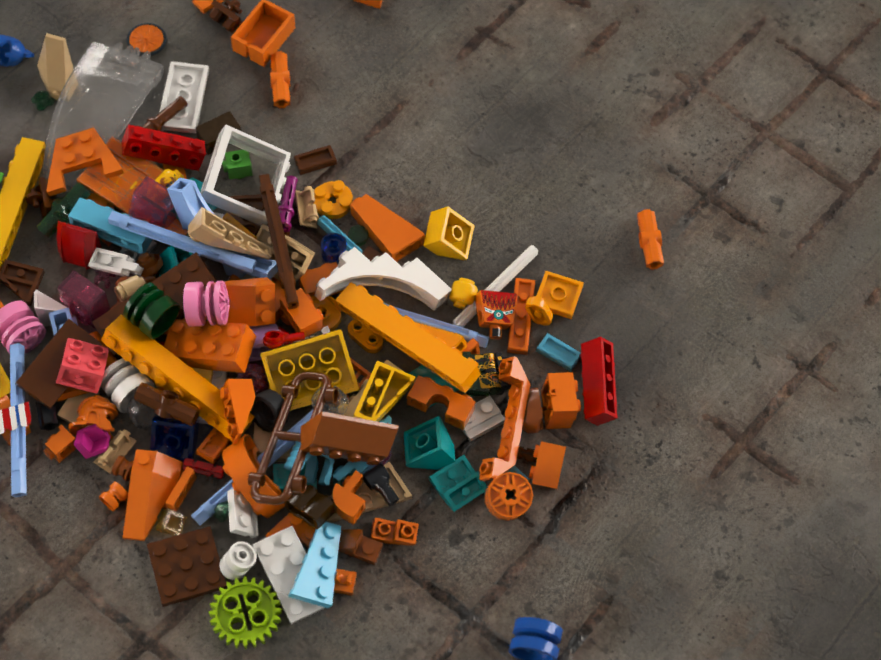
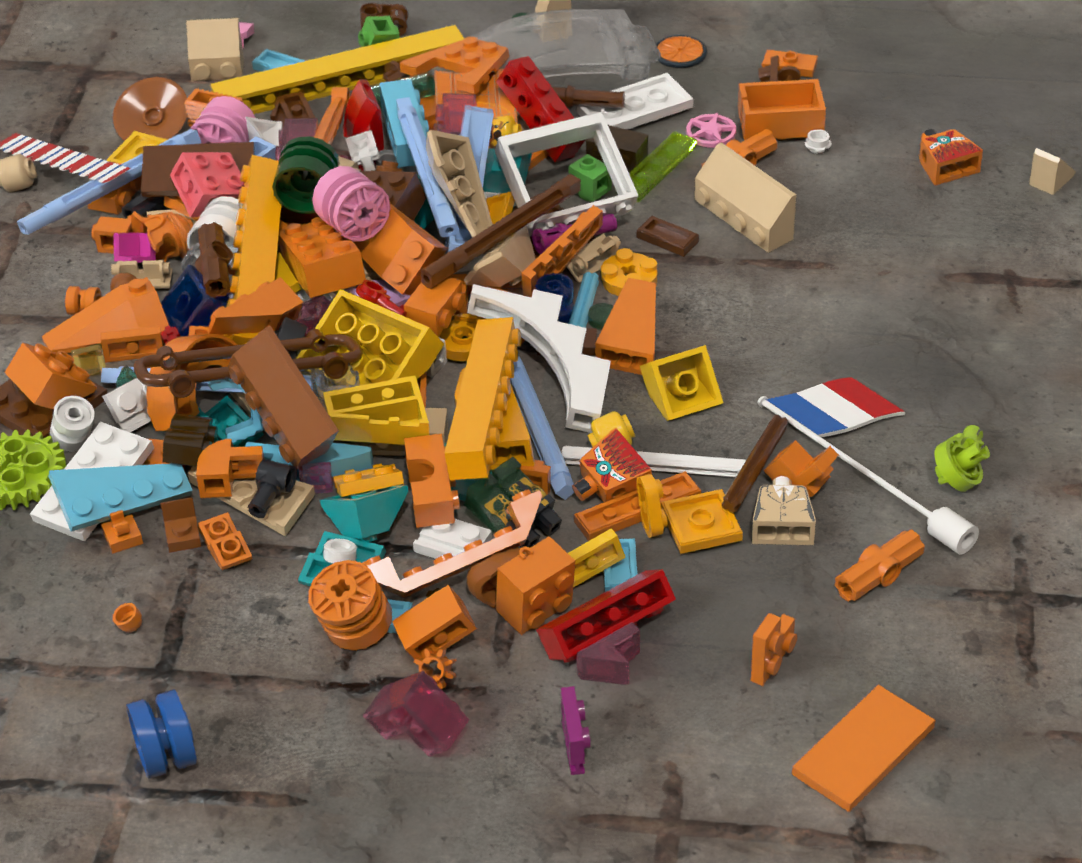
camera: 60 degrees right, 20 degrees down
(37, 246) = (334, 114): none -> orange piece
(188, 552) = (48, 375): none -> orange slope
(238, 76) = (711, 130): none -> bright pink wheel
(244, 115) = (661, 162): none -> clear neon green tile
(299, 30) = (818, 141): none -> white plate
(306, 221) = (563, 250): none -> orange wing
(329, 103) = (746, 198): none -> tan slope
(413, 431) = (366, 480): none -> light orange plate
(416, 611) = (127, 617): none -> orange hinge
(456, 478) = (339, 550): none -> white tile
(521, 179) = (845, 406): none -> flag
(539, 243) = (754, 463): none -> reddish brown axle
(546, 361) = (596, 556): none -> yellow panel
(562, 228) = (802, 467): none -> orange brick
(575, 482) = (444, 665): none -> orange gear
(583, 255) = (783, 515): none -> tan torso
(603, 509) = (418, 709): none -> clear pink brick
(610, 156) = (960, 459): none -> lime pin
(625, 399) = (609, 657): none -> clear pink slope
(669, 447) = (576, 737): none -> magenta plate
(675, 322) = (770, 644): none -> orange plate
(756, 328) = (863, 747): none -> orange tile

